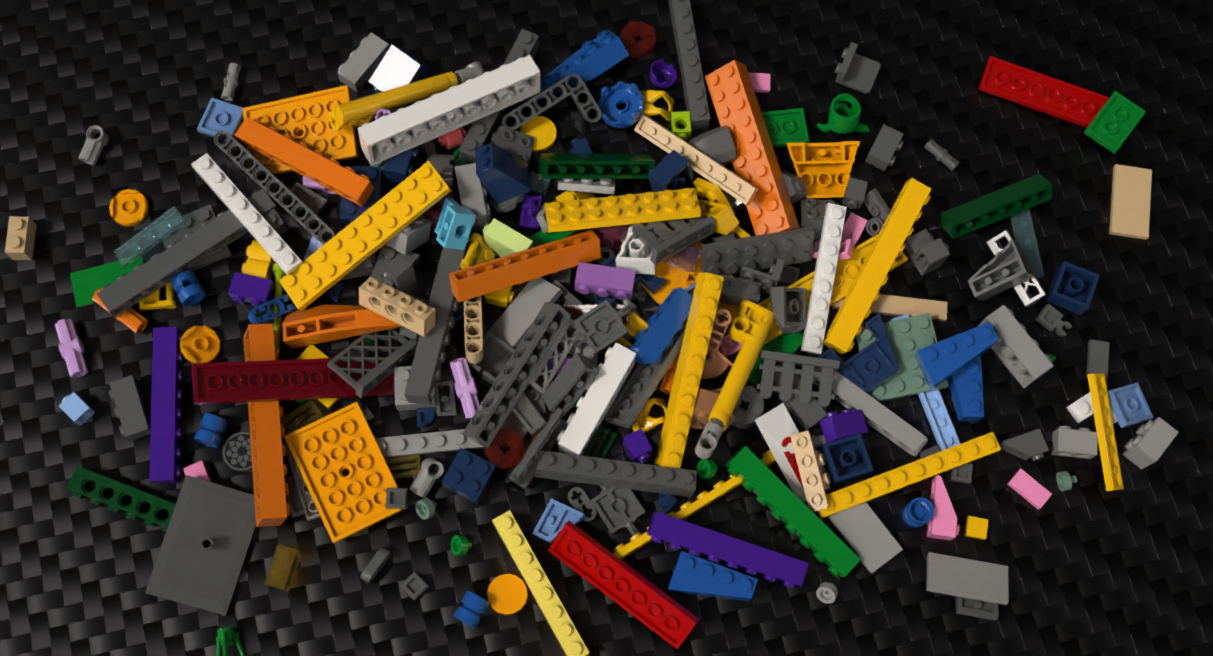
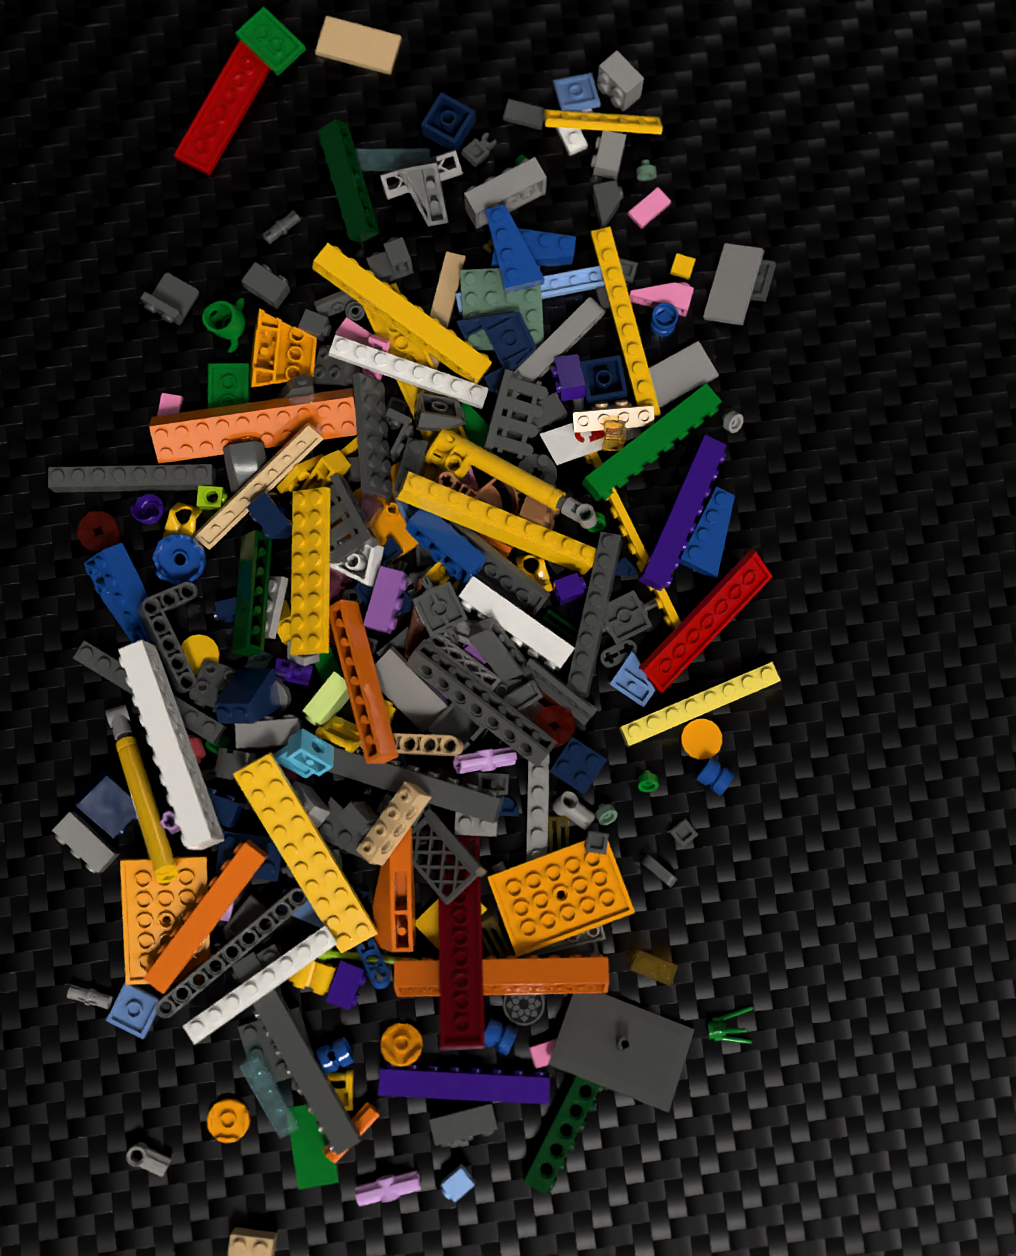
camera: 80 degrees left, 10 degrees up
(792, 471) = (614, 435): none -> clear yellow panel

